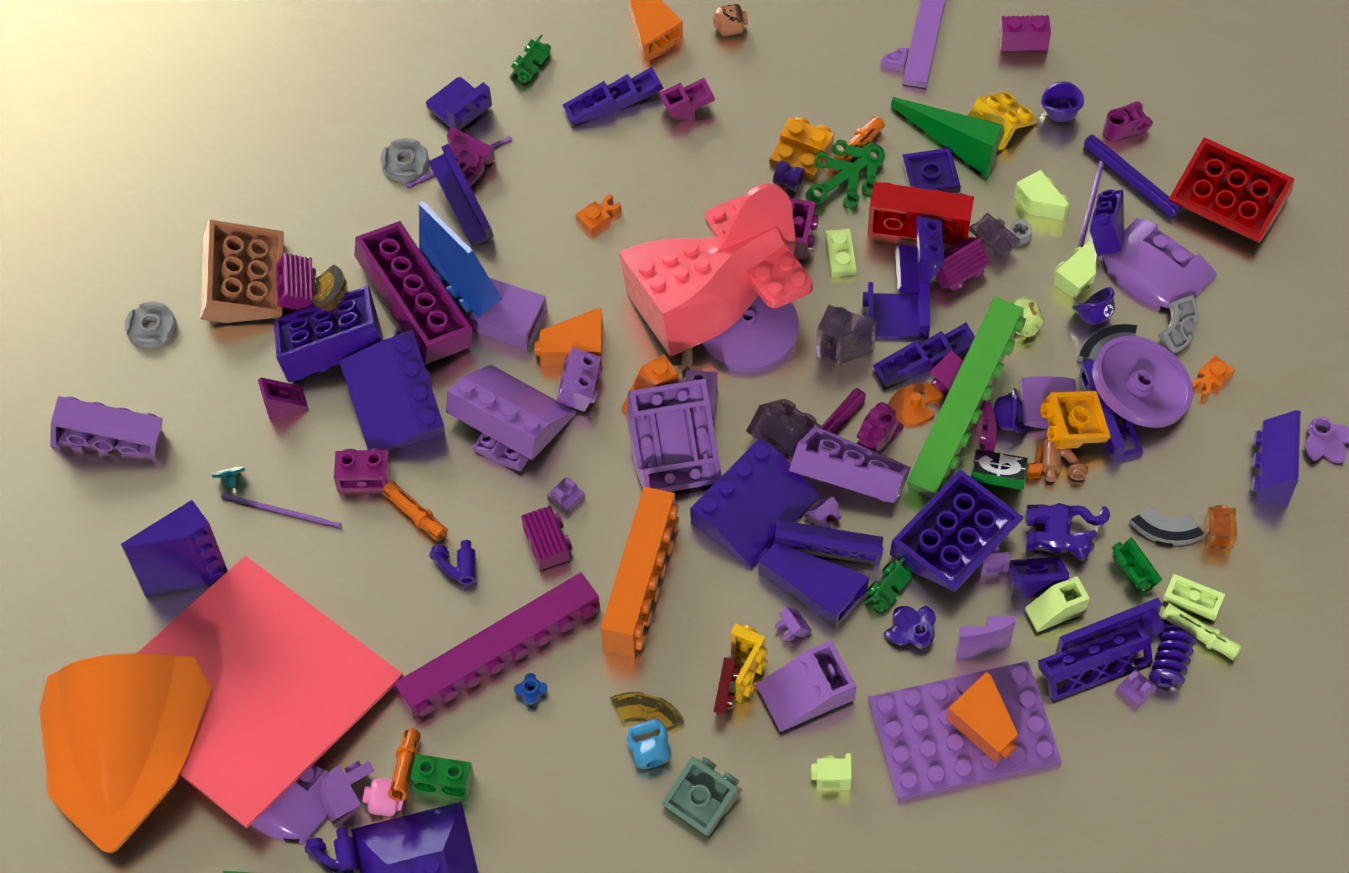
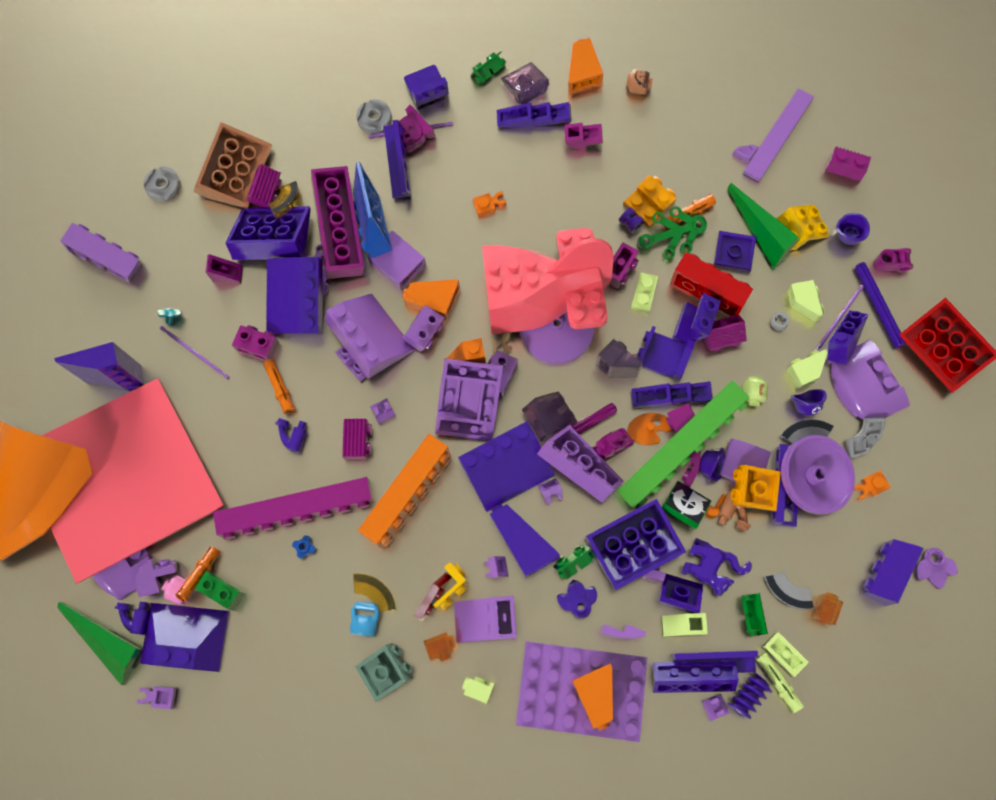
camera: 25 degrees right, 15 degrees up
(588, 62) = (526, 83): none -> clear purple slope
(761, 741) = (440, 647): none -> clear orange brick
(830, 542) = (545, 514): dark purple fence -> none
(995, 235) = (759, 319): clear purple hips -> none

